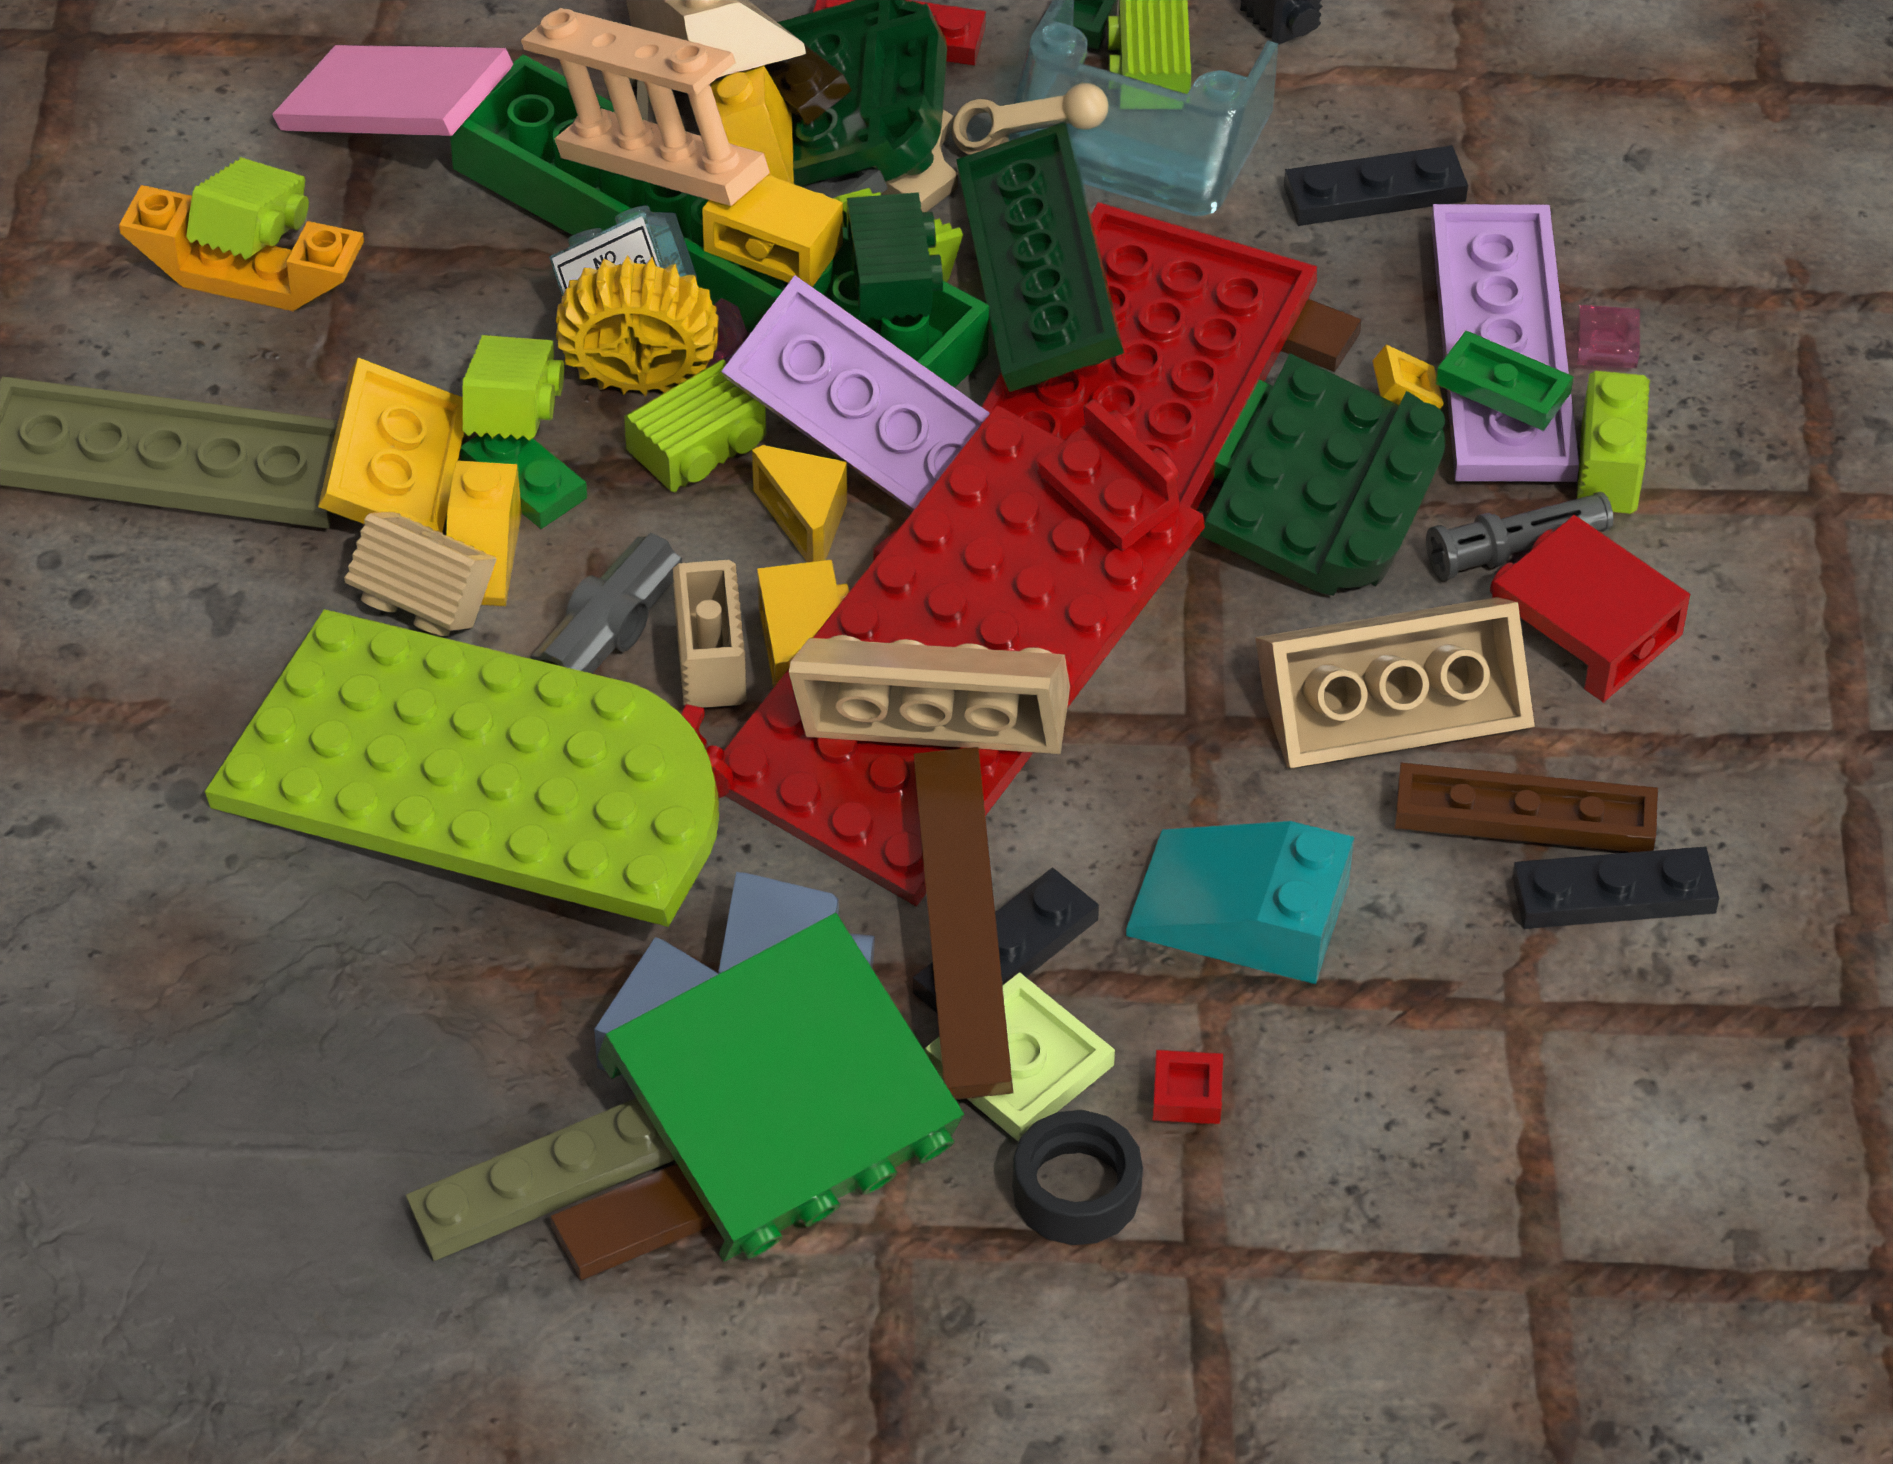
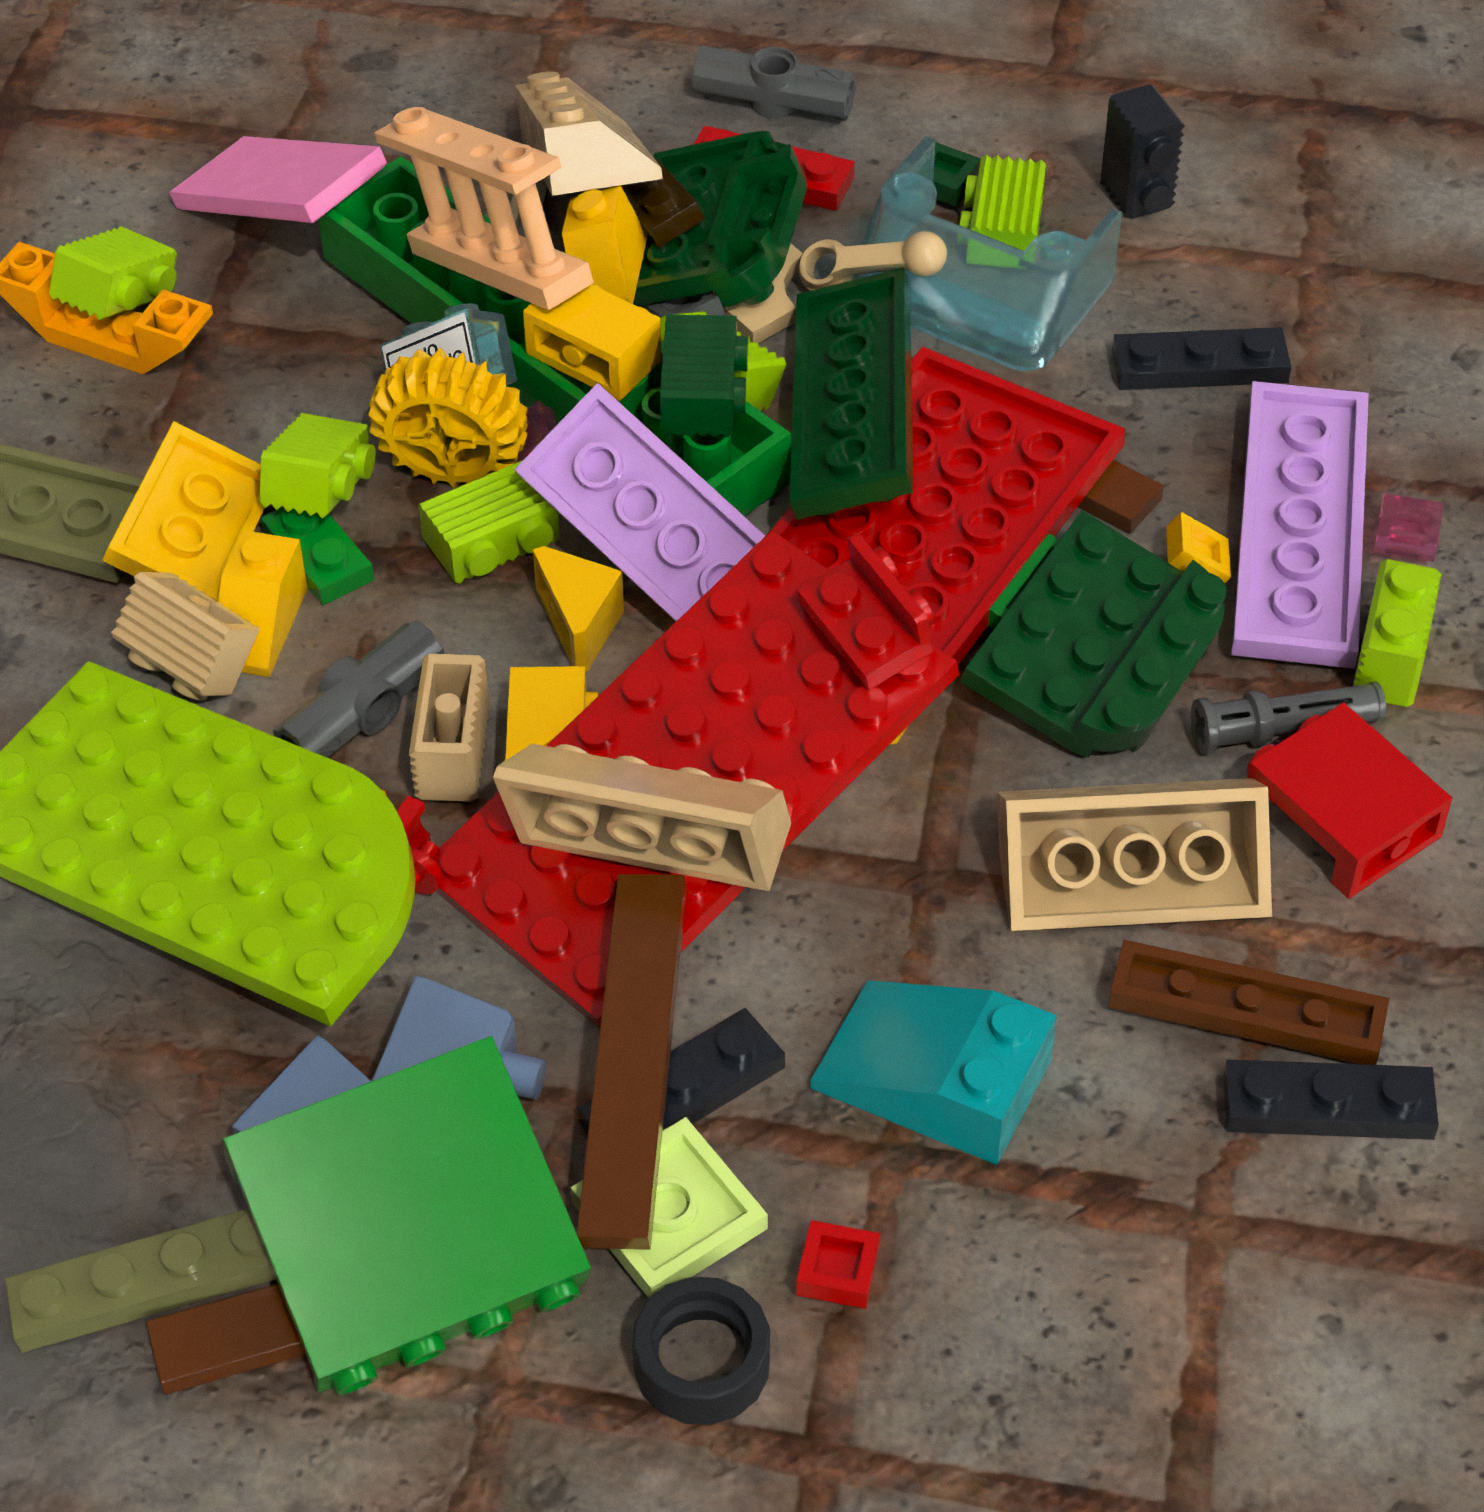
camera: 10 degrees right, 0 degrees up
(1504, 380) = (1294, 559): green plate -> none

